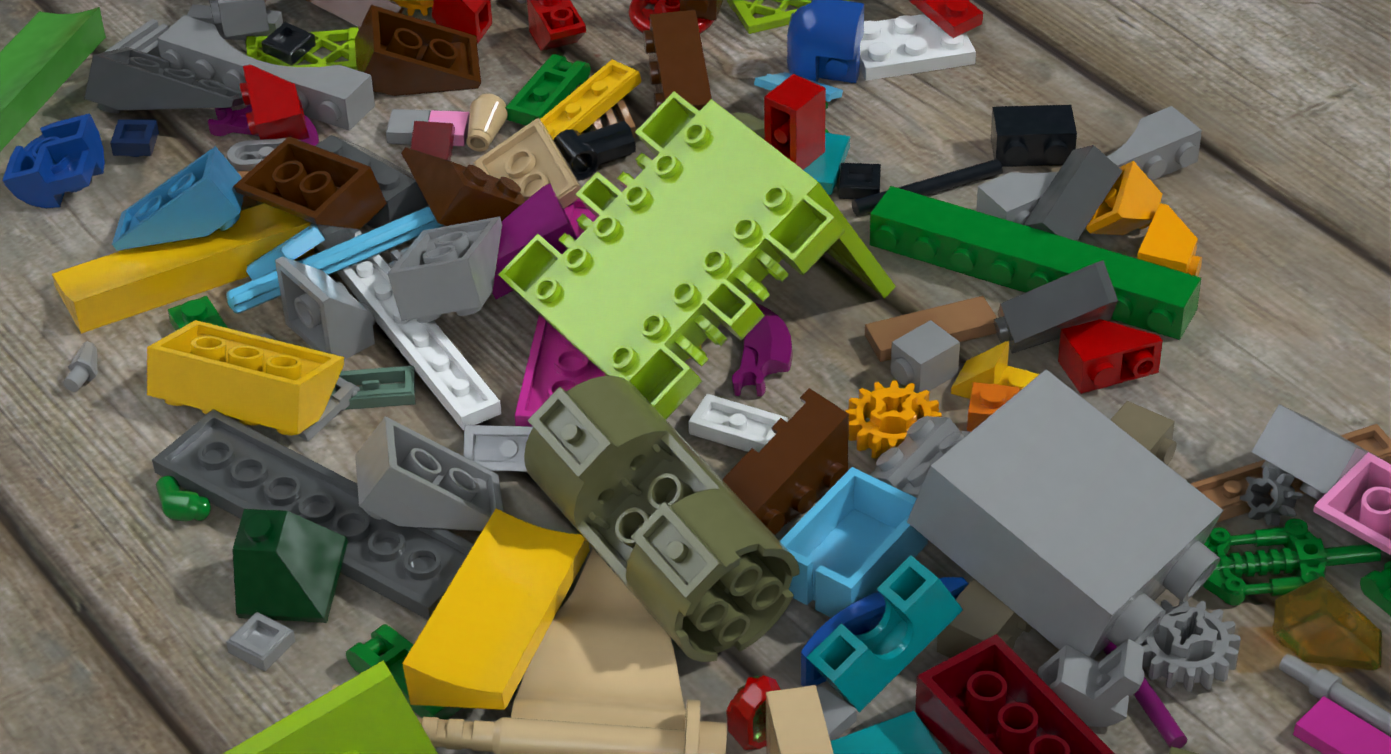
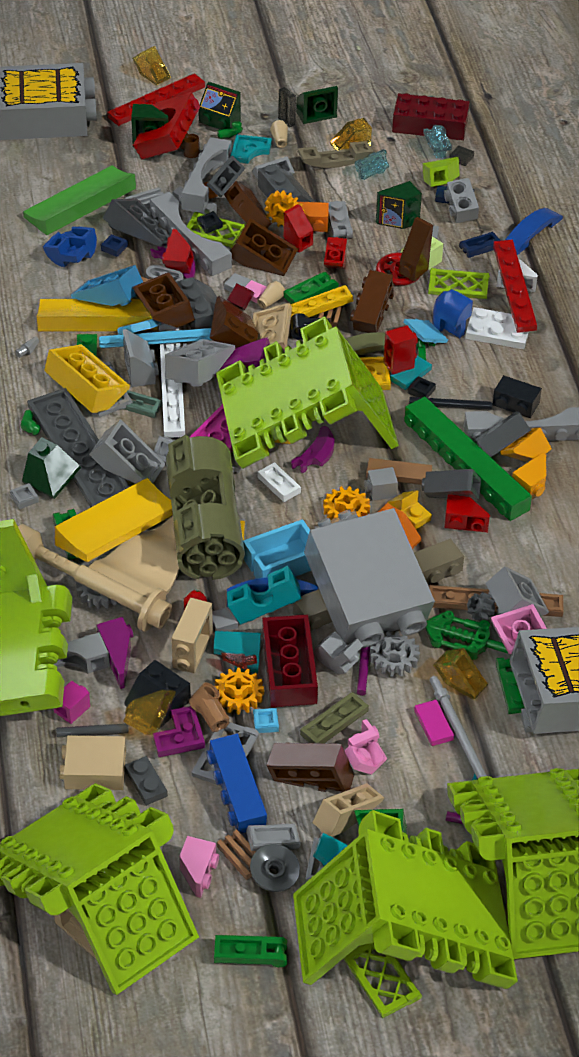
camera: 25 degrees right, 5 degrees up
(796, 464) = (279, 509): reddish brown wedge -> none

